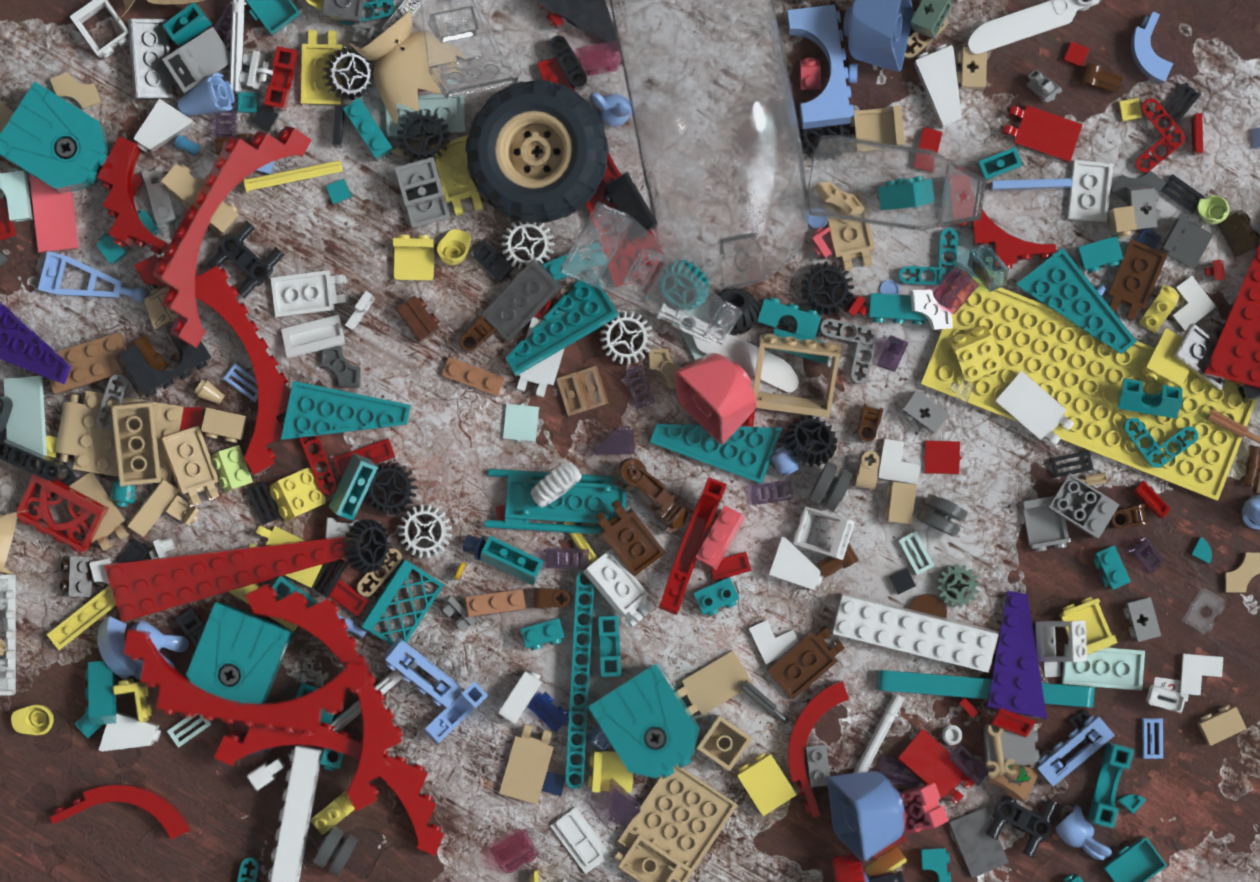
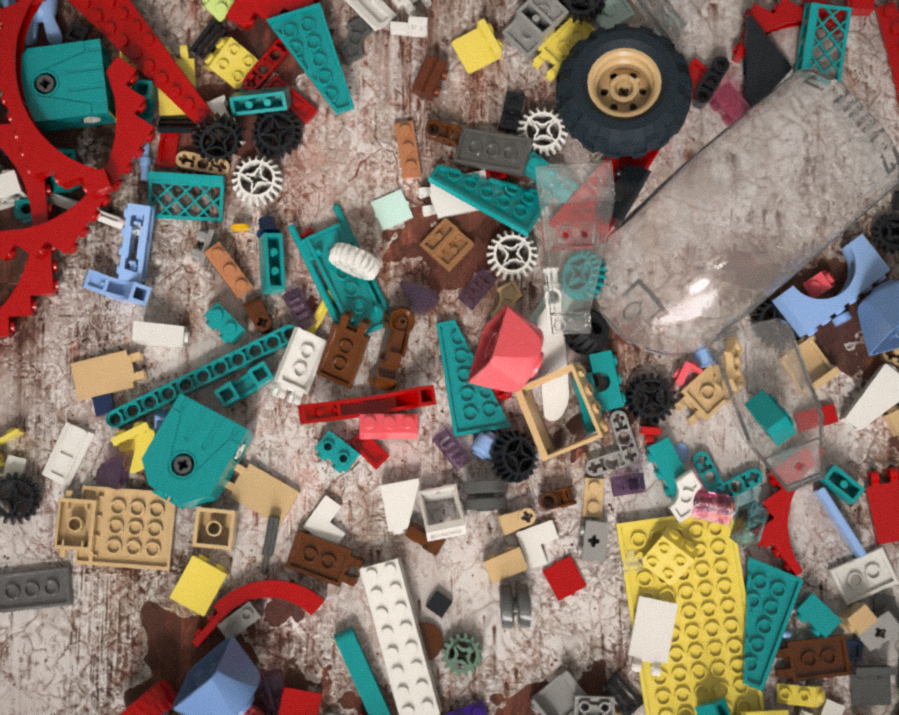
camera: 60 degrees right, 5 degrees down
(454, 247) = (504, 74): light yellow piece -> none
(515, 851) = (27, 404): clear pink bracket -> none
(548, 711) = (162, 364): clear blue bracket -> none
(612, 109) = (693, 135): light blue piece -> none
(880, 733) = (296, 659): white axle -> none
(886, 390) = (593, 497): none -> tan plate
(923, 568) = (478, 588): light aqua tile -> none

